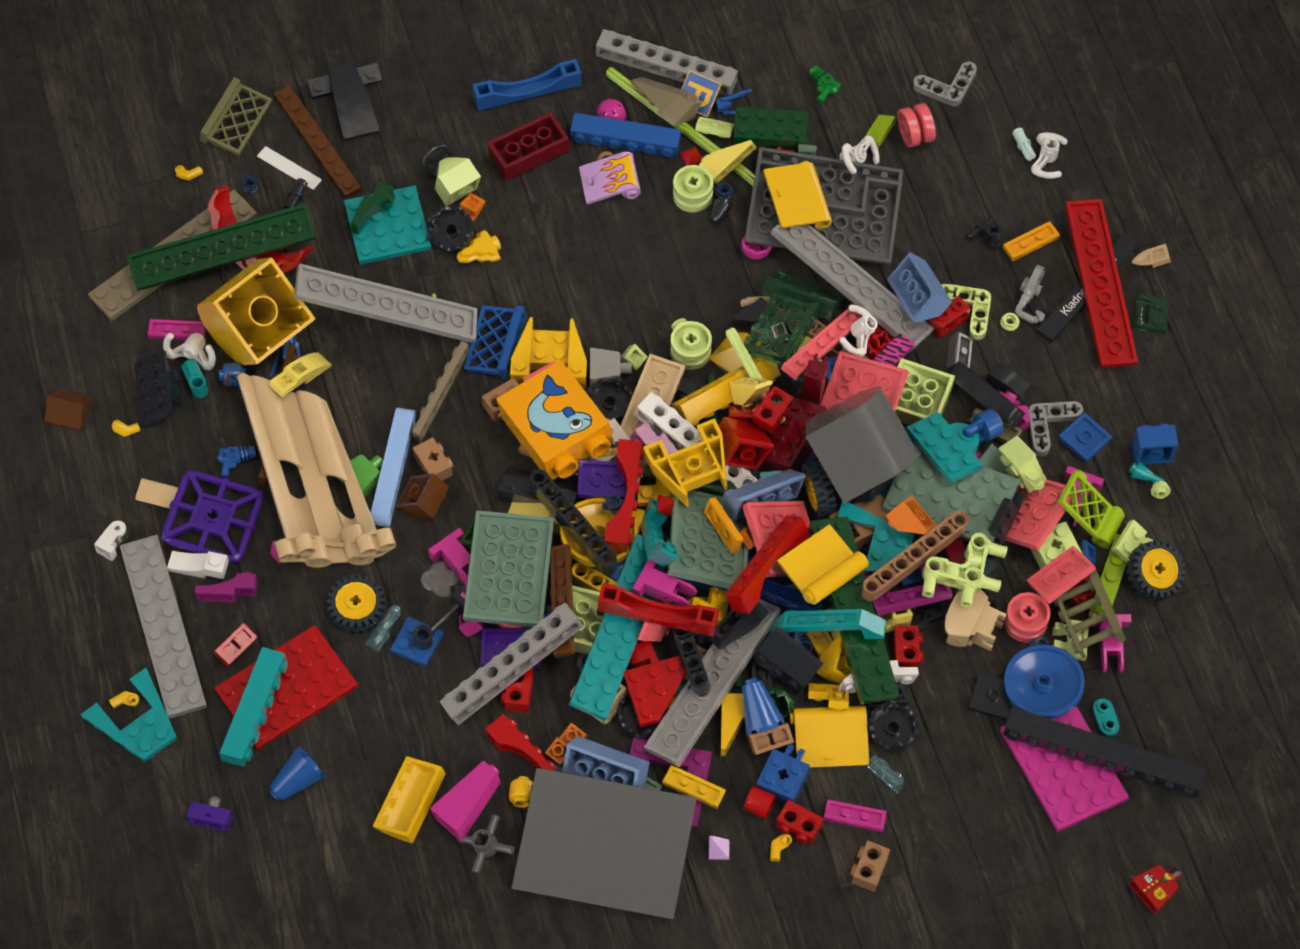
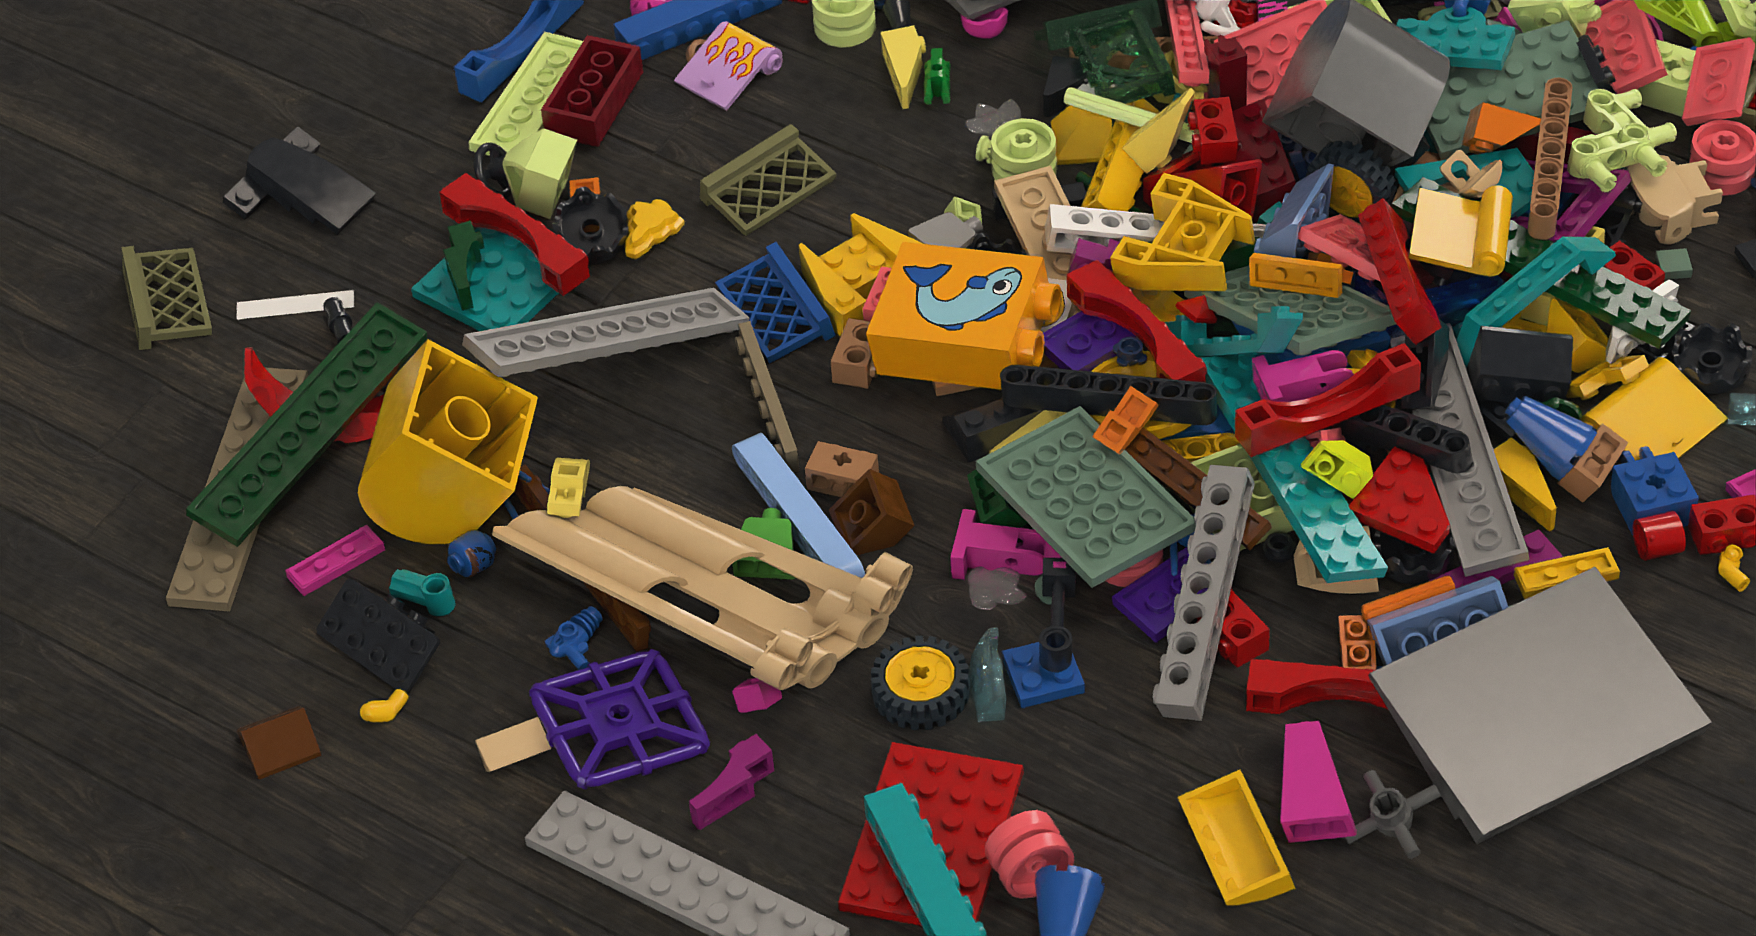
camera: 35 degrees left, 15 degrees down
(110, 539) = (508, 848): white leg -> none
(186, 174) = (164, 392): yellow arm -> none
(191, 349) = (384, 560): white piece -> none
(198, 565) = (662, 782): white slope -> none
(235, 645) = (816, 830): brick -> none
(253, 181) = (263, 345): dark blue bush -> none
(308, 732) = (1023, 847): none -> coral wheel
(317, 142) = (305, 255): reddish brown plate -> none
(413, 237) = (560, 262): none -> red arch
(469, 628) = (1089, 604): dark pink slope -> none
(473, 138) = (519, 106): none -> yellowish green plate
(520, 791) = (1369, 728): yellow head -> none
(560, 544) = (1125, 421): none -> orange slope
(564, 249) = (752, 166): none -> olive fence
(608, 740) = (1407, 597): none -> orange axle
(635, 647) = (1340, 466): none -> neon yellow slope
(693, 242) = (903, 58): none -> light yellow slope
(700, 263) = (937, 77): none -> green hinge
(704, 309) = (990, 118): none -> clear plate
(718, 848) = (1665, 621): lavender slope -> none
(749, 300) = (1038, 77): tan helmet -> none
(865, 542) = (1478, 180): none -> tan piece
(939, 657) = (1674, 263): none -> sand green tile

